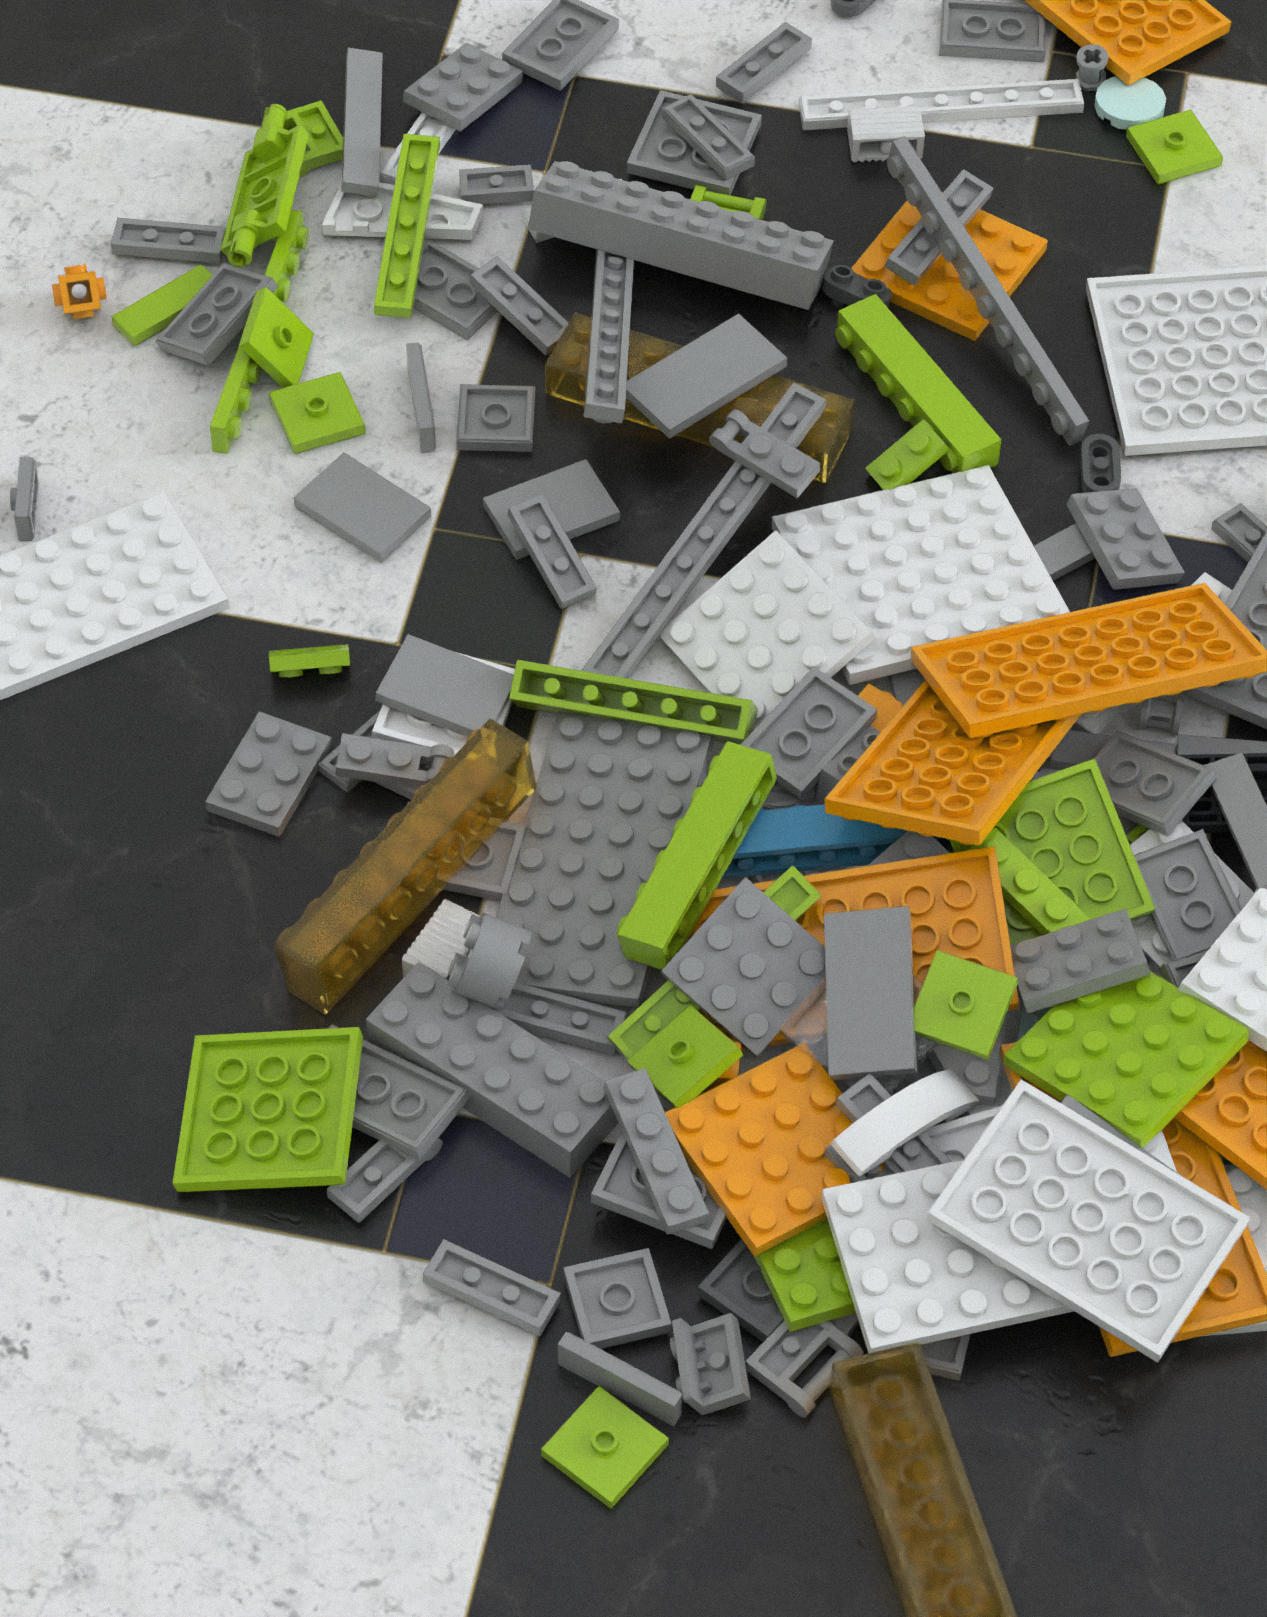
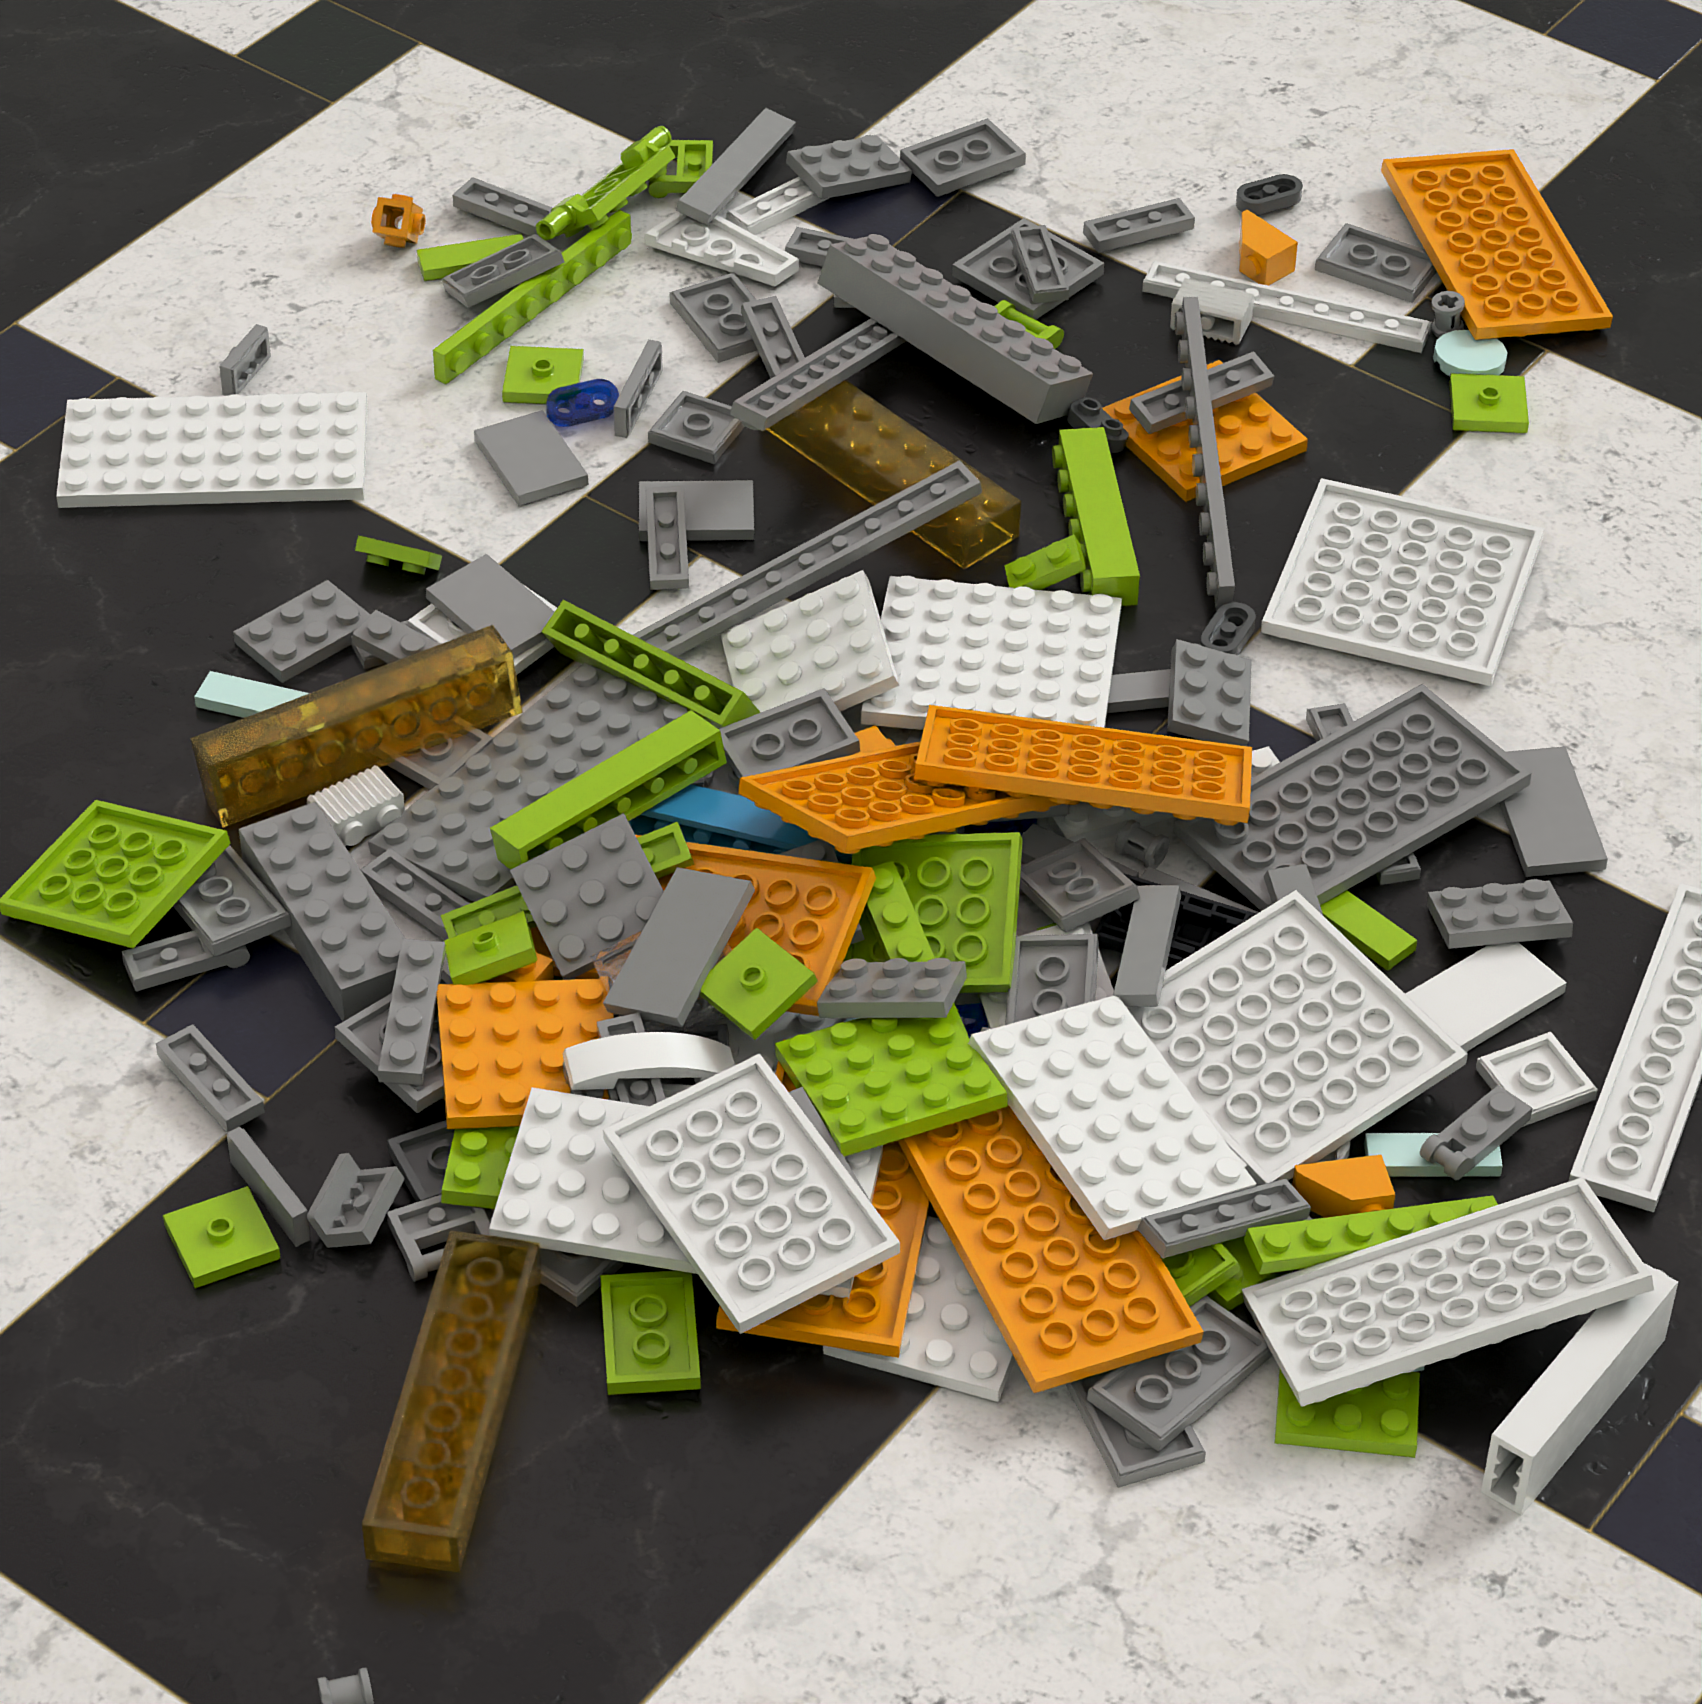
camera: 25 degrees right, 10 degrees down
(274, 867) = (240, 695): none -> light aqua tile
(276, 338) = (539, 303): lime plate -> none
(375, 433) = (579, 401): none -> clear blue plate
(407, 226) = (714, 252): lime plate -> none
(489, 961) = (368, 814): light grey brick -> none
(617, 1299) = (311, 1125): light grey plate -> none
(704, 375) = (889, 436): light grey tile -> none
(765, 454) = (895, 509): light grey plate -> none
(889, 52) = (1264, 250): none -> light orange slope
(1047, 1383) = (650, 1332): none -> lime plate

